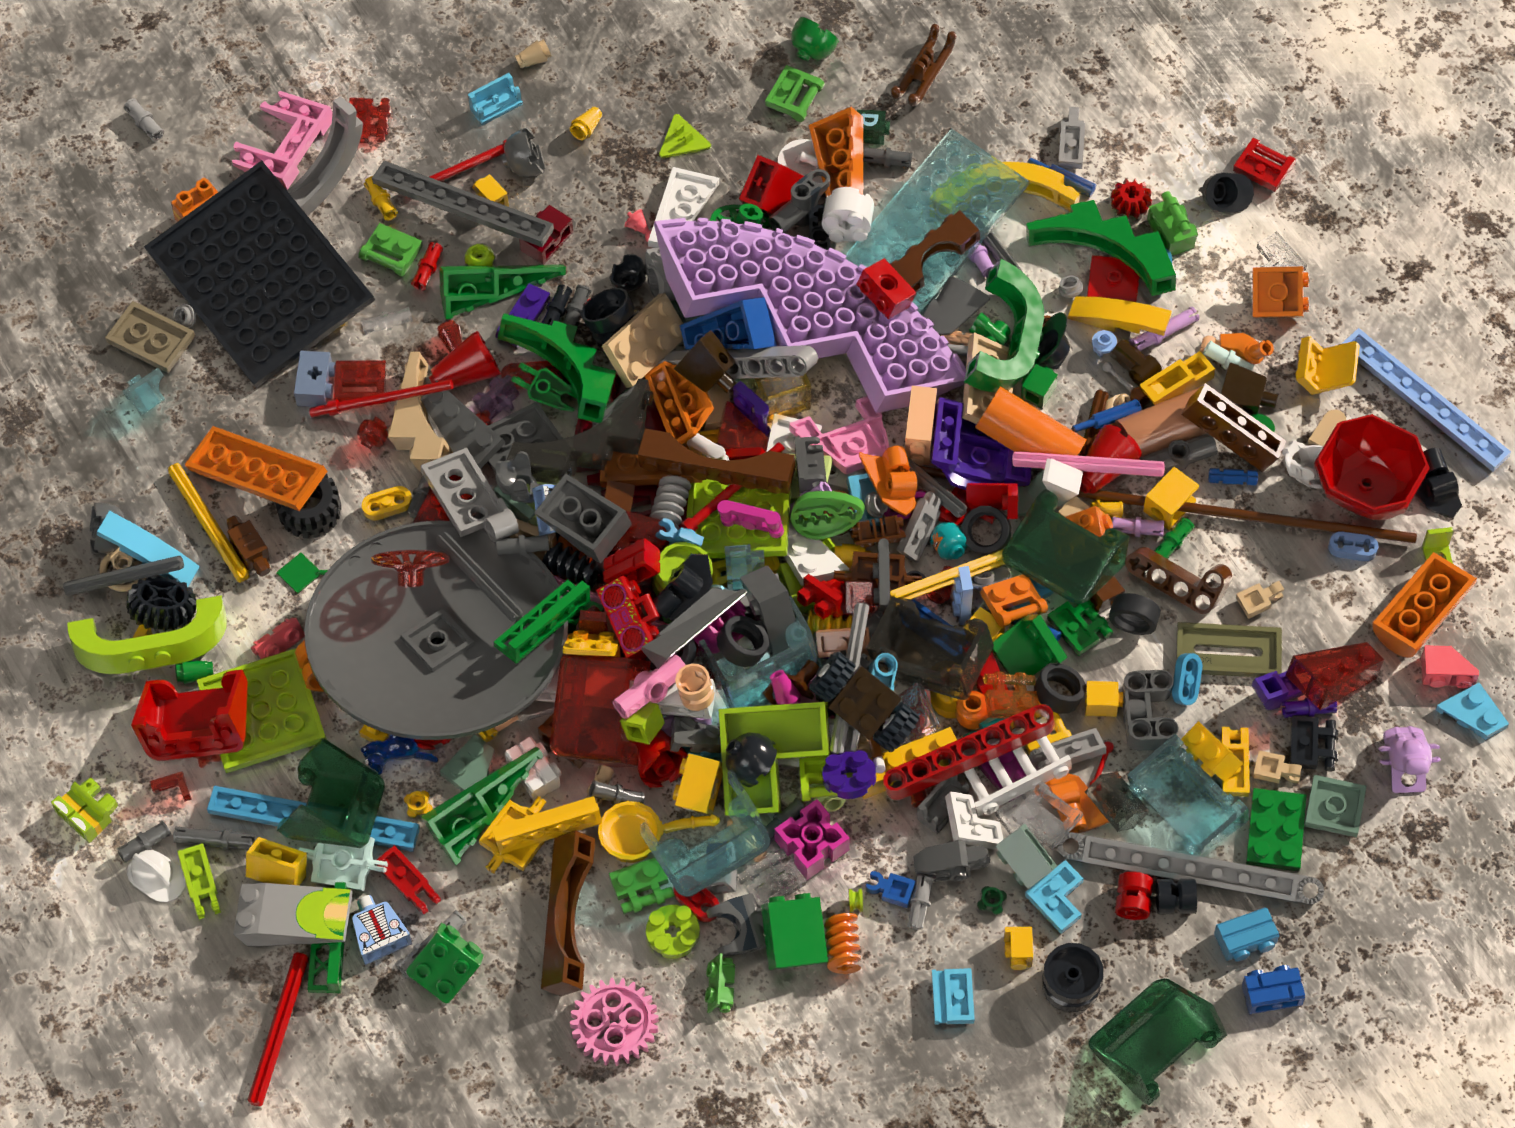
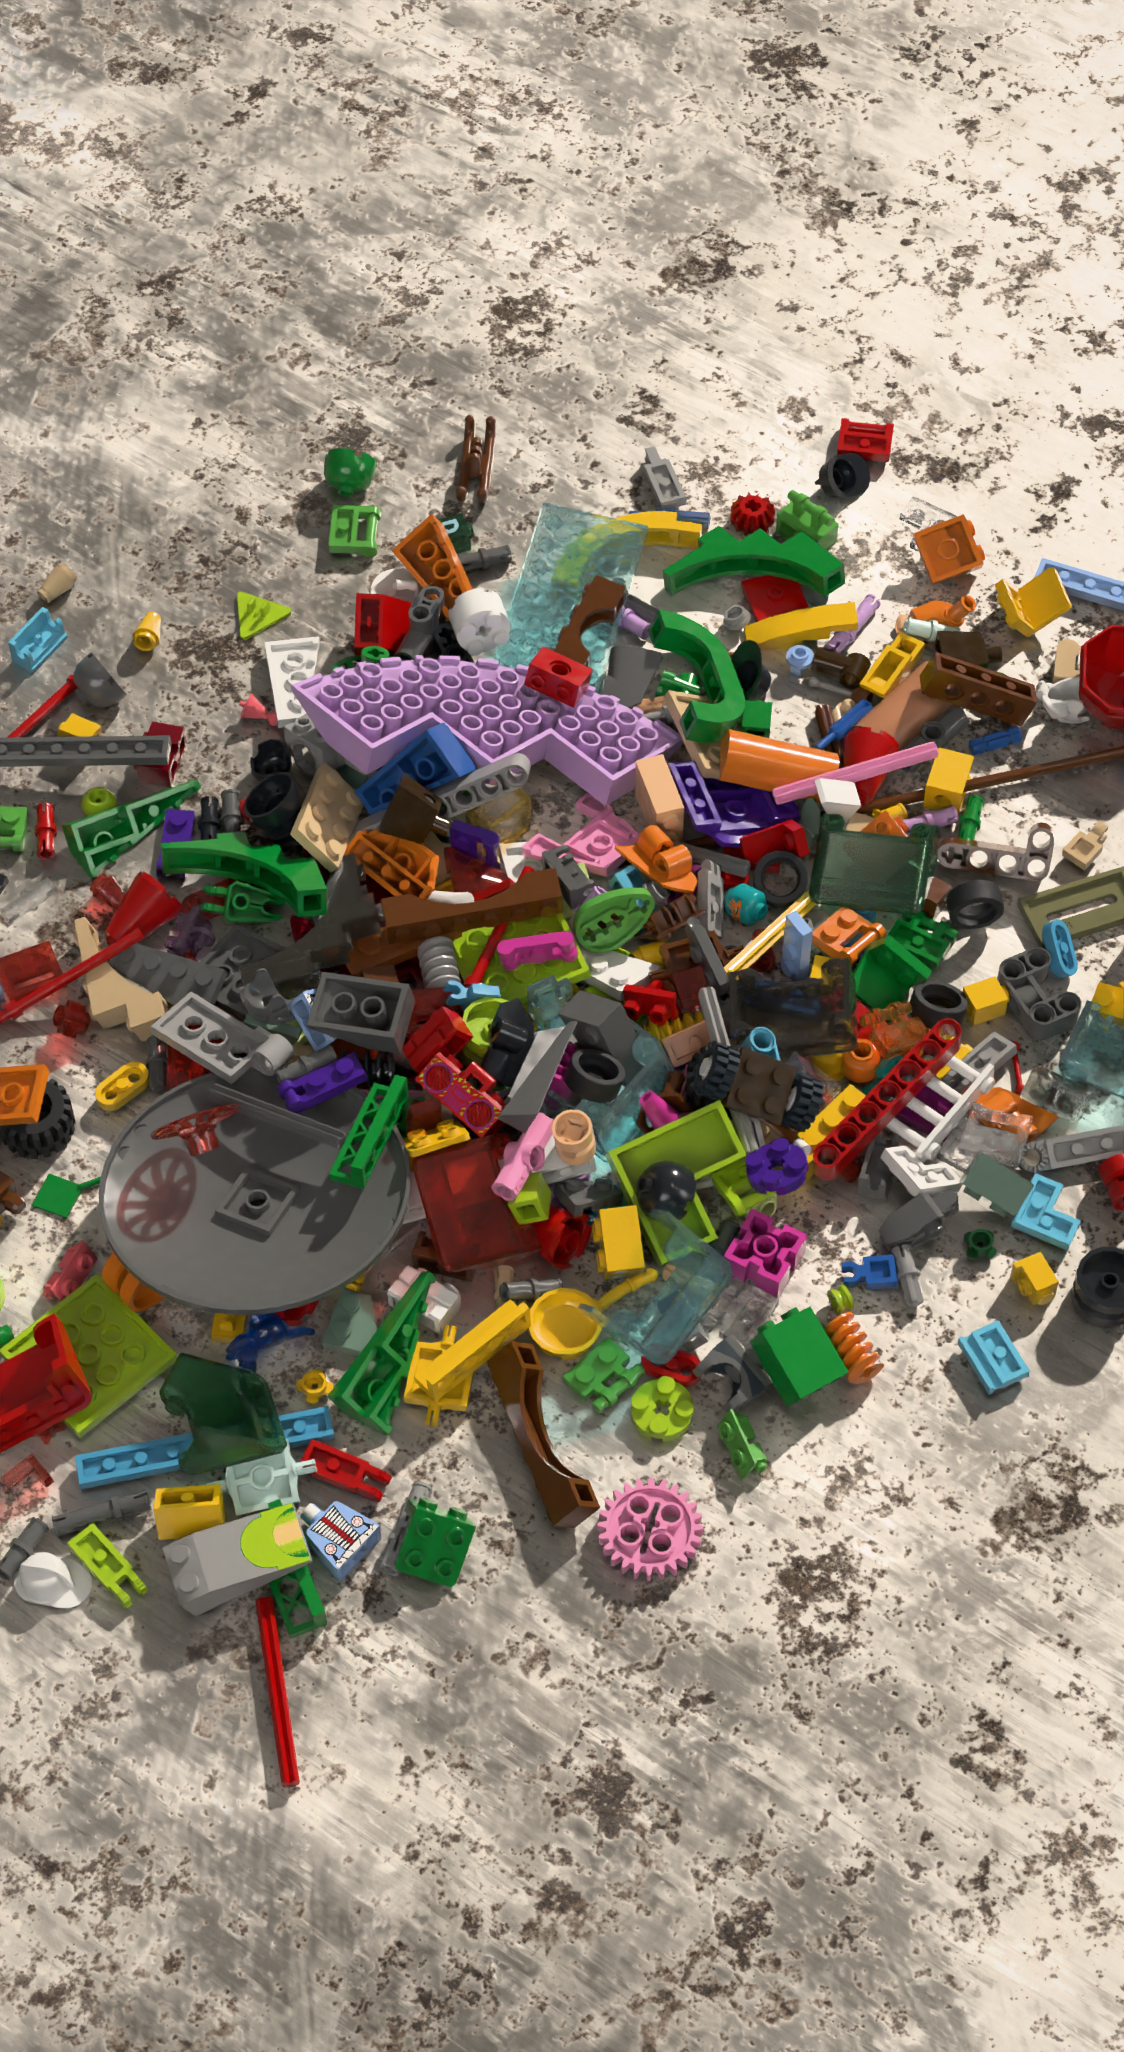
camera: 25 degrees left, 5 degrees down
(527, 565) = (322, 1084): none -> dark purple plate

